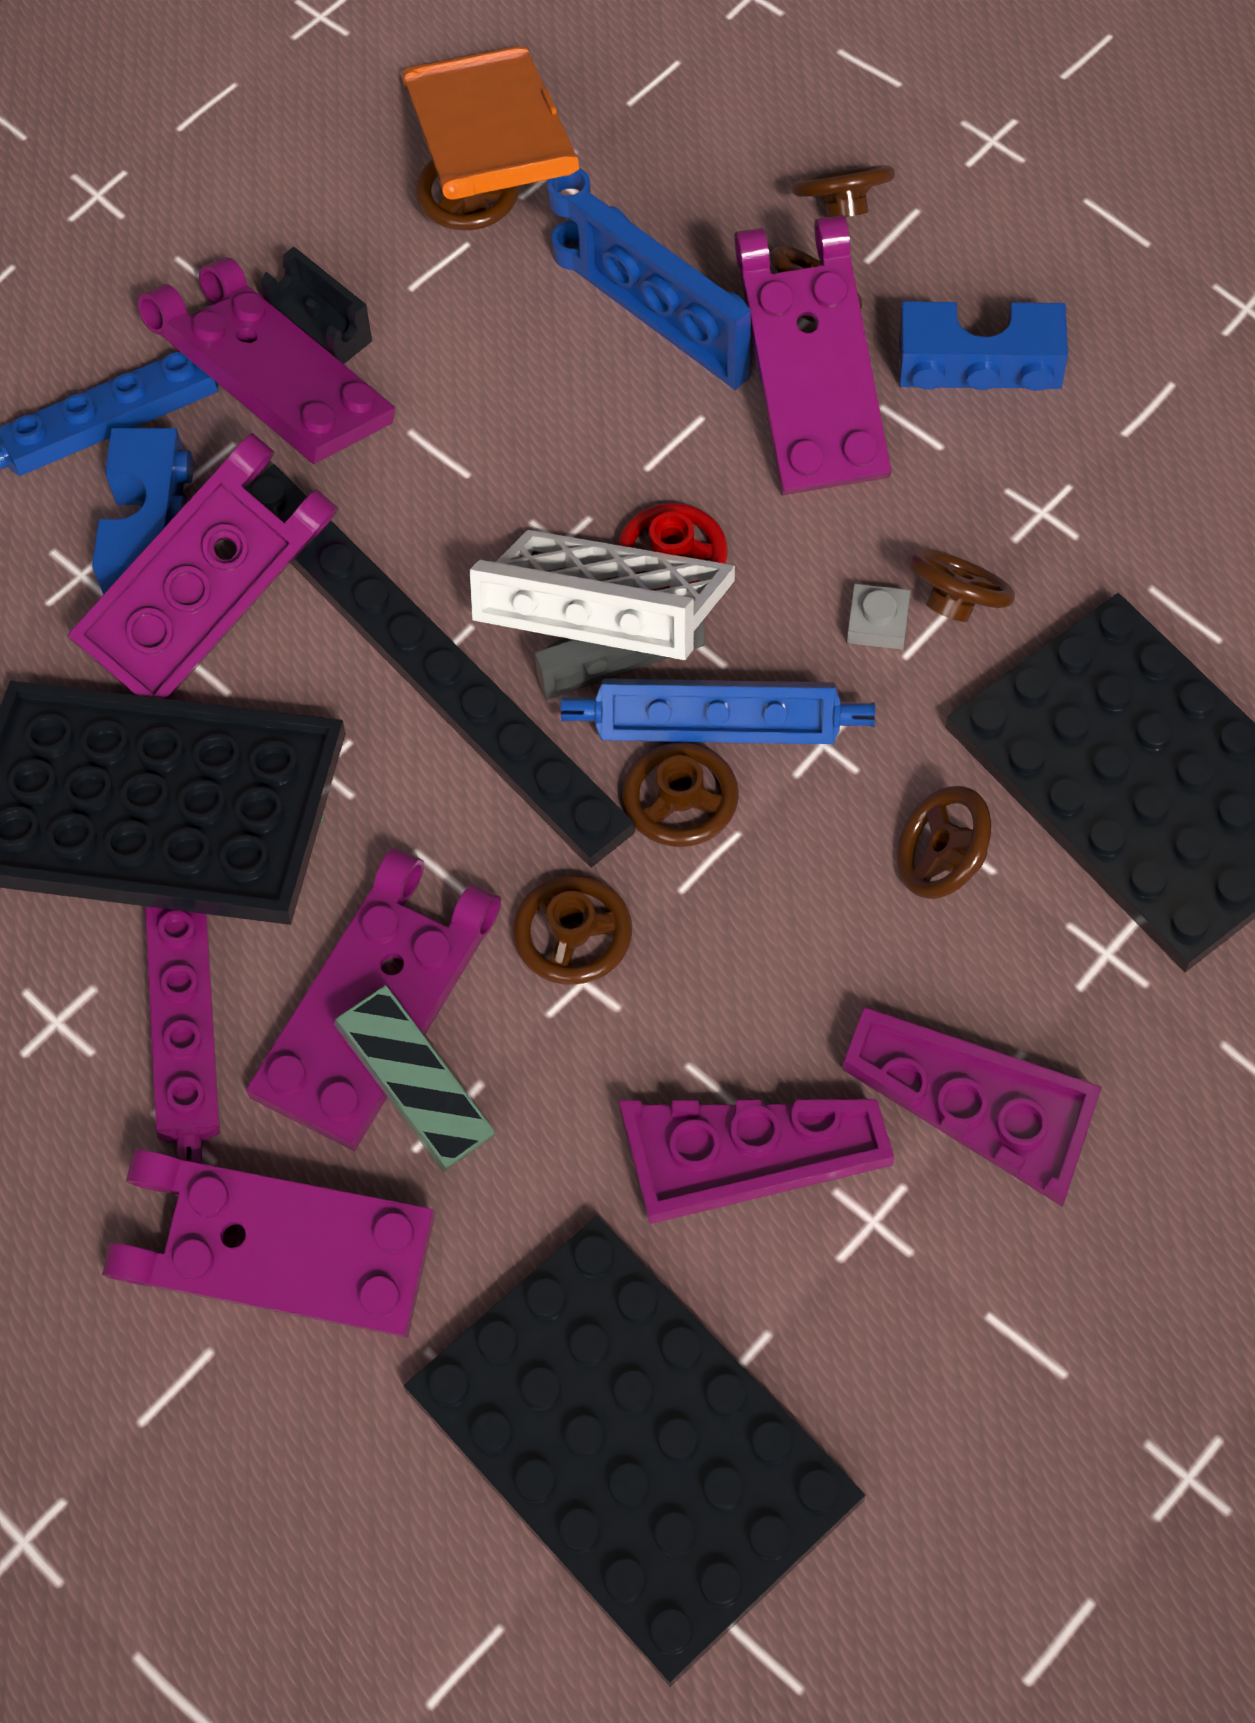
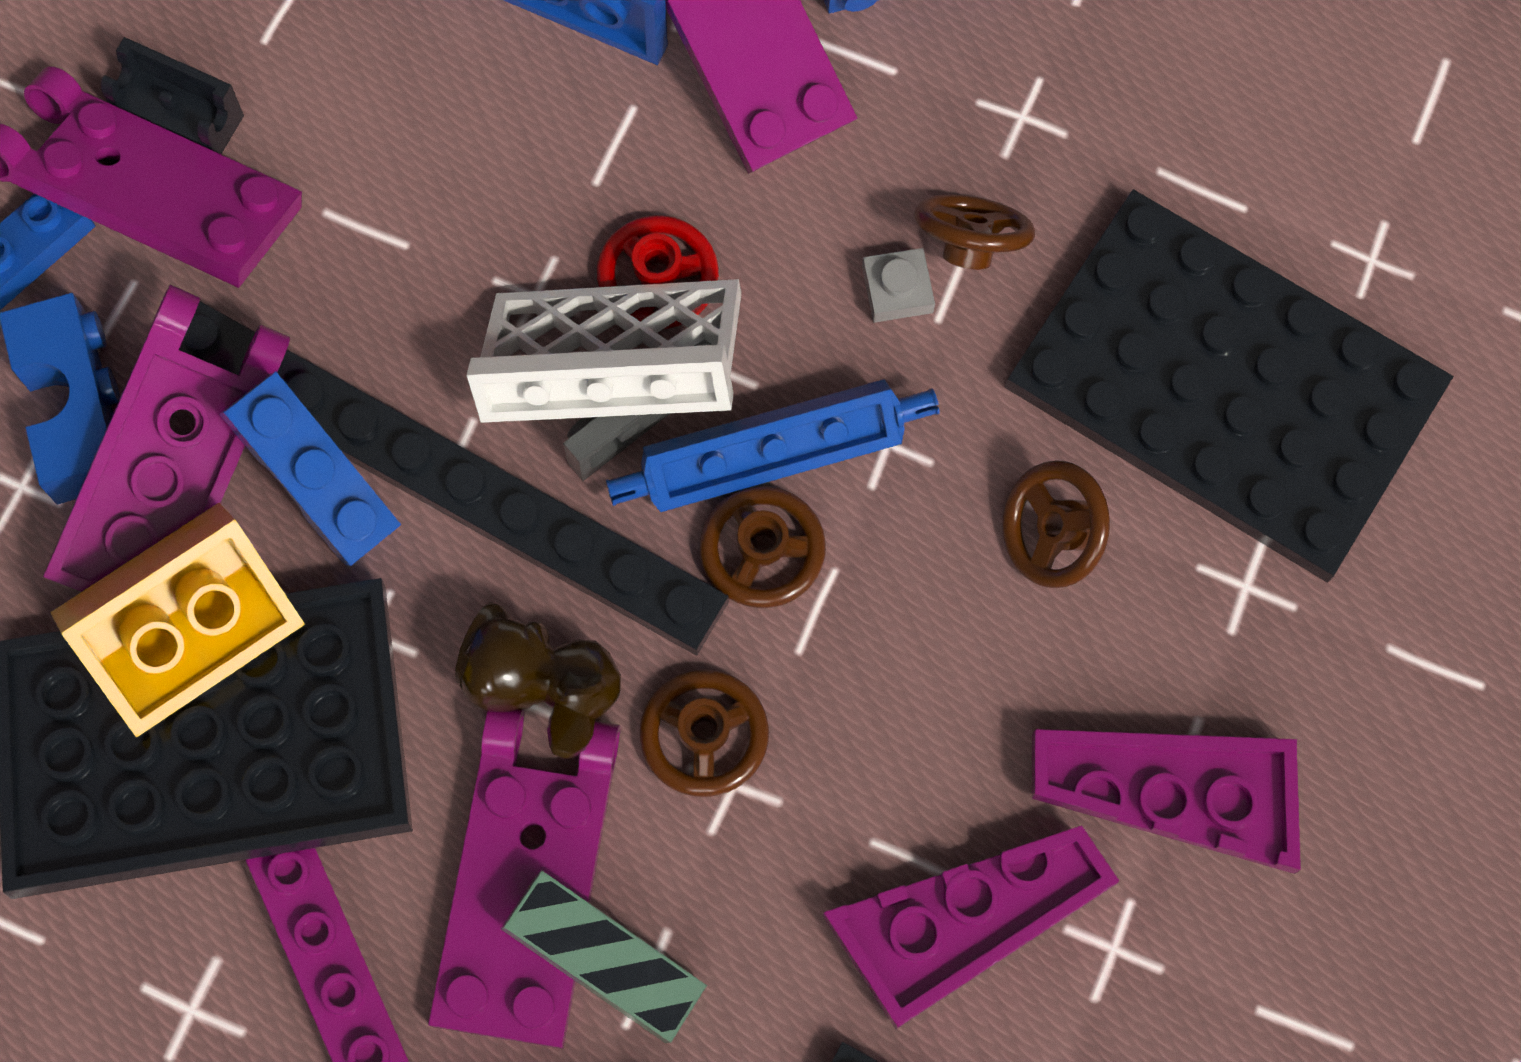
camera: 25 degrees left, 10 degrees up
(162, 698) = (177, 619): none -> yellow slope
(314, 611) = (310, 468): none -> blue arch
(427, 820) = (514, 667): none -> dark brown animal

